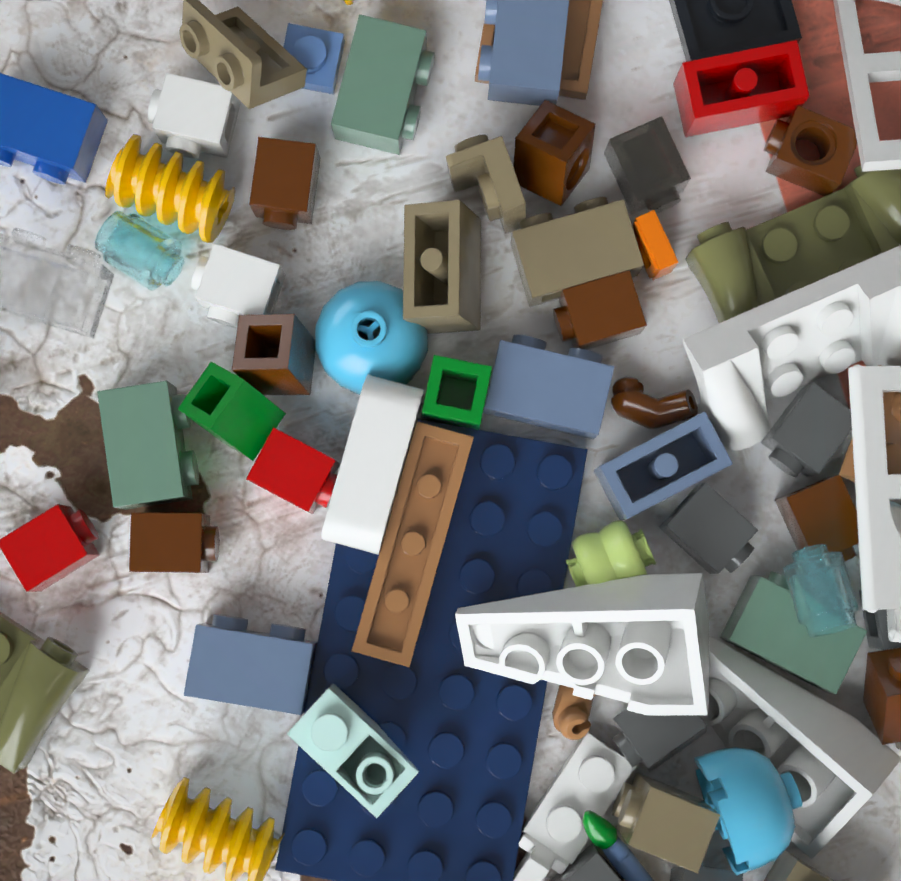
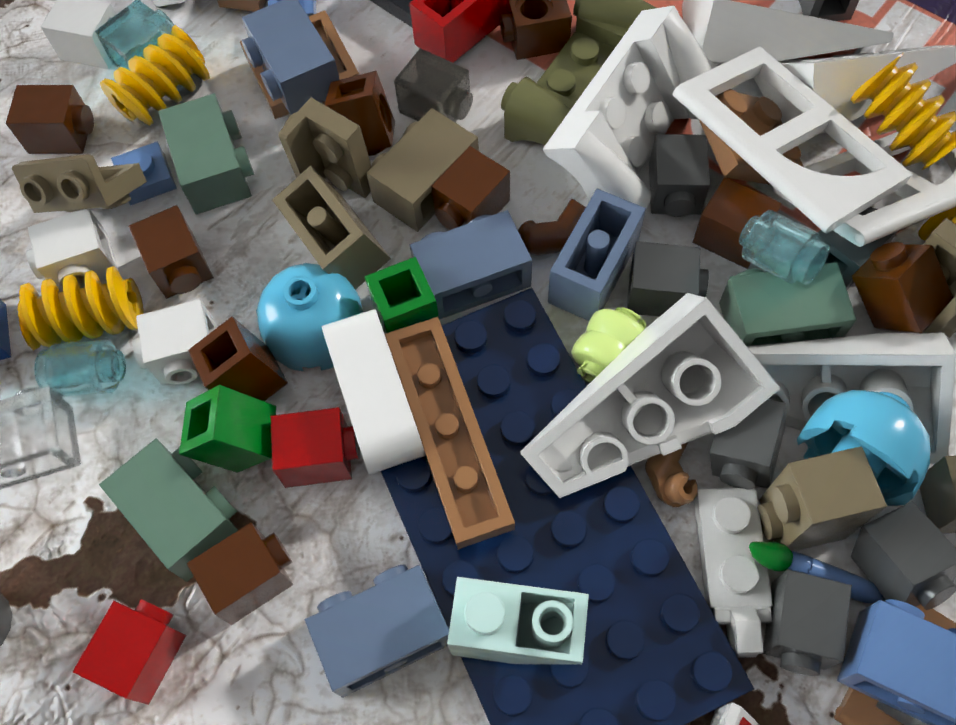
camera: 30 degrees left, 20 degrees down
(654, 245) = (482, 125): orange tile -> none

